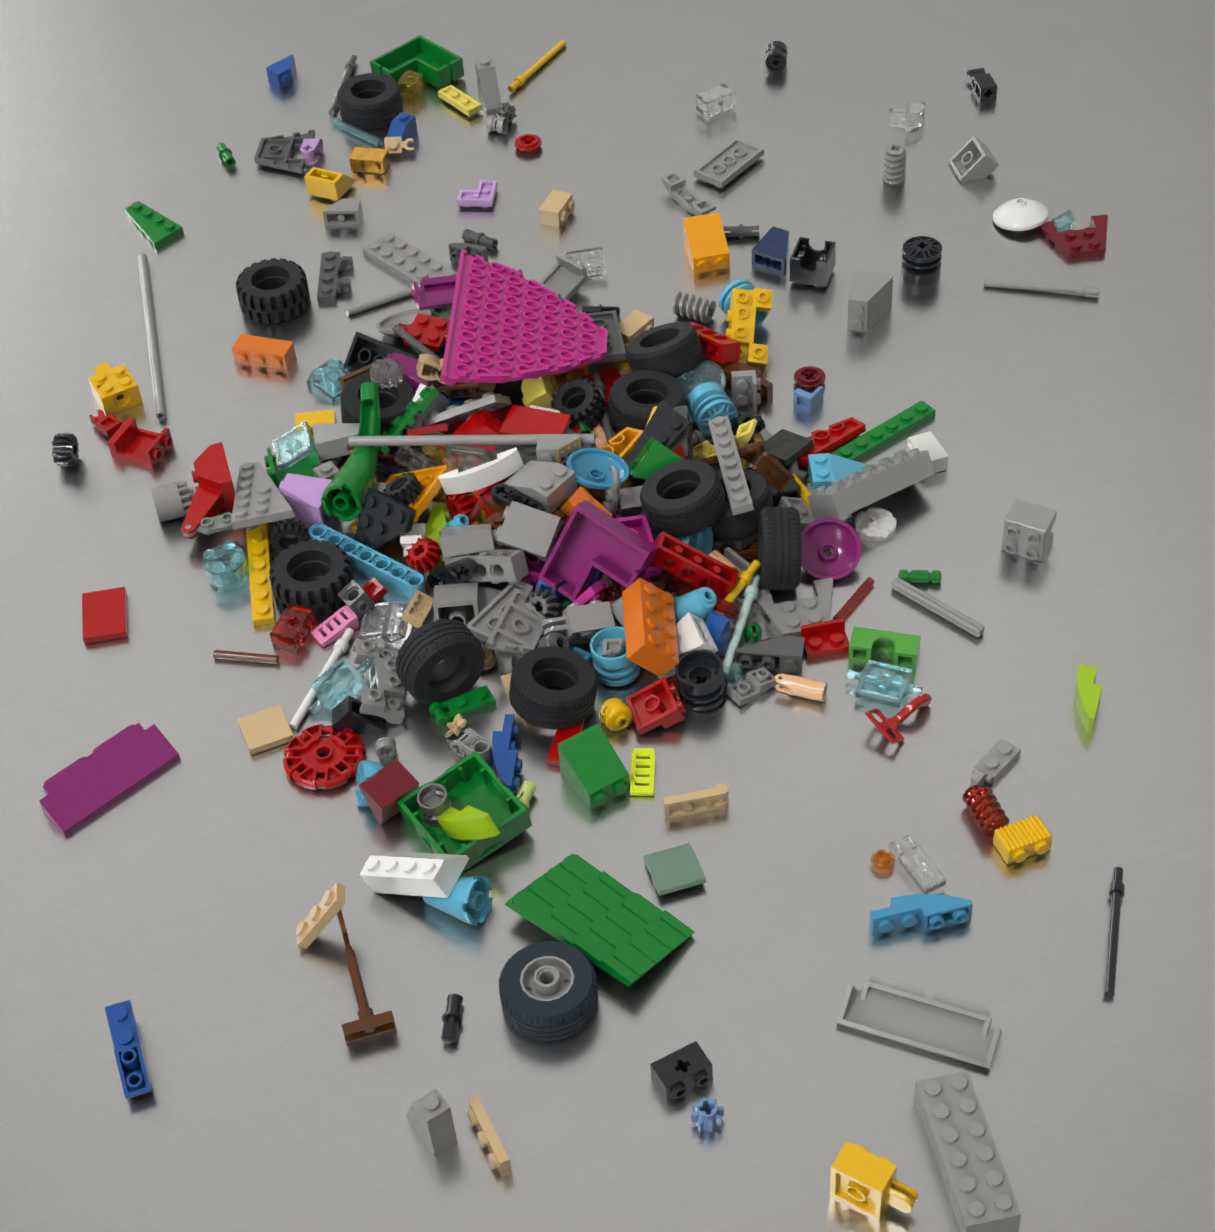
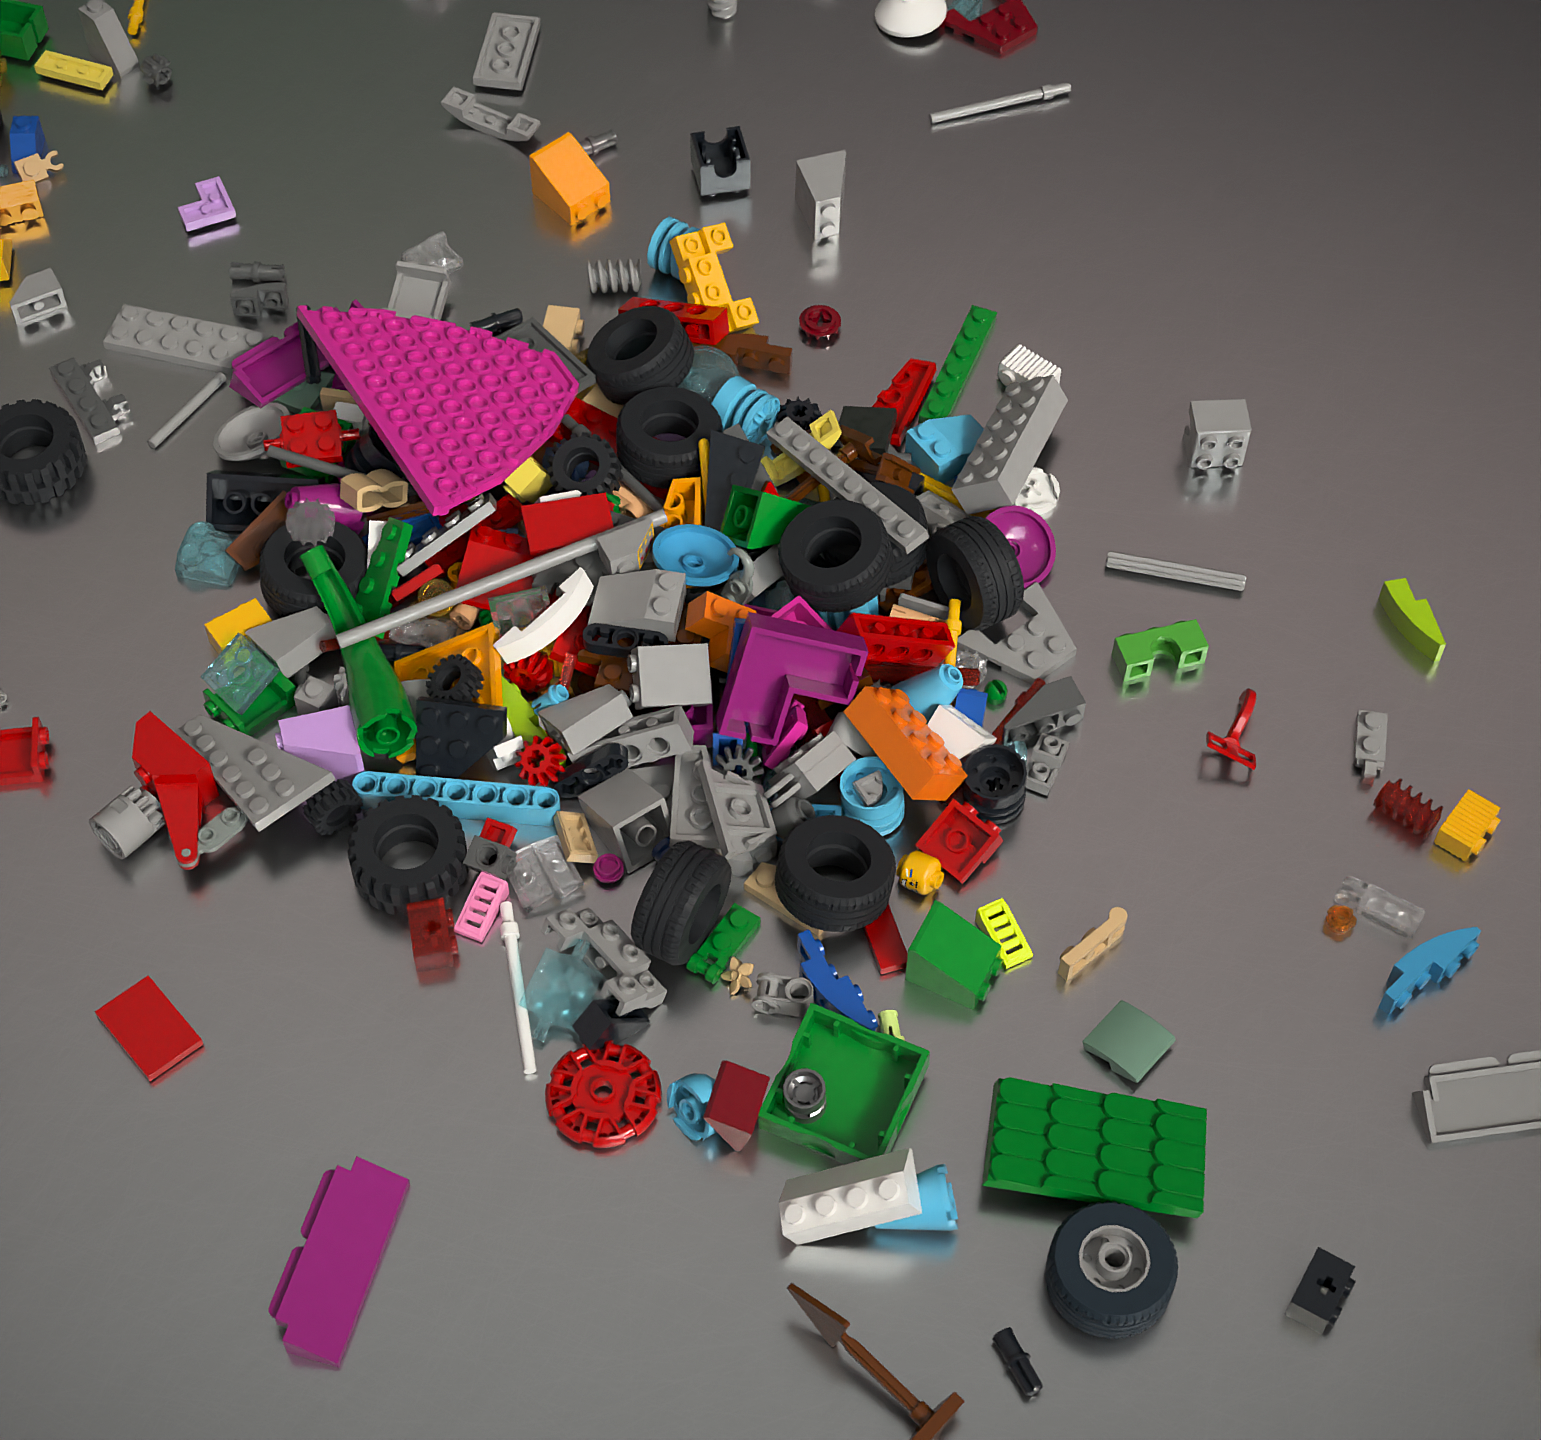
camera: 35 degrees left, 10 degrees up
(226, 567) = (274, 886): clear light blue brick -> none
(248, 657) = (392, 1001): bar -> none
(260, 585) = (328, 882): yellow plate -> none
(263, 352) = (81, 548): orange brick -> none
(265, 729) = (497, 1091): tan tile -> none
(320, 915) = (782, 1314): tan plate -> none
(386, 747) = (675, 1045): light grey bush -> none
(467, 824) = (872, 1104): lime slope -> none
(496, 124) = (149, 91): light grey wheel -> none
(527, 143) = (216, 99): red gear -> none
(556, 208) = (330, 192): tan brick -> none
(707, 1114) = (1379, 1320): medium blue gear -> none
(744, 388) = (768, 366): light grey bracket -> none
(750, 594) = (966, 645): light aqua bar -> none
(772, 251) = (656, 161): dark blue slope -> none
(802, 687) = (1105, 740): light nougat piece -> none
(806, 401) = (840, 355): medium blue panel -> none
(825, 639) = (1086, 664): red bracket -> none
(854, 599) = (1077, 601): clear red piece -> none
(883, 683) = (1189, 695): clear light blue plate -> none
(920, 576) = (1130, 538): green axle -> none
(921, 260) = (846, 114): black wheel -> none

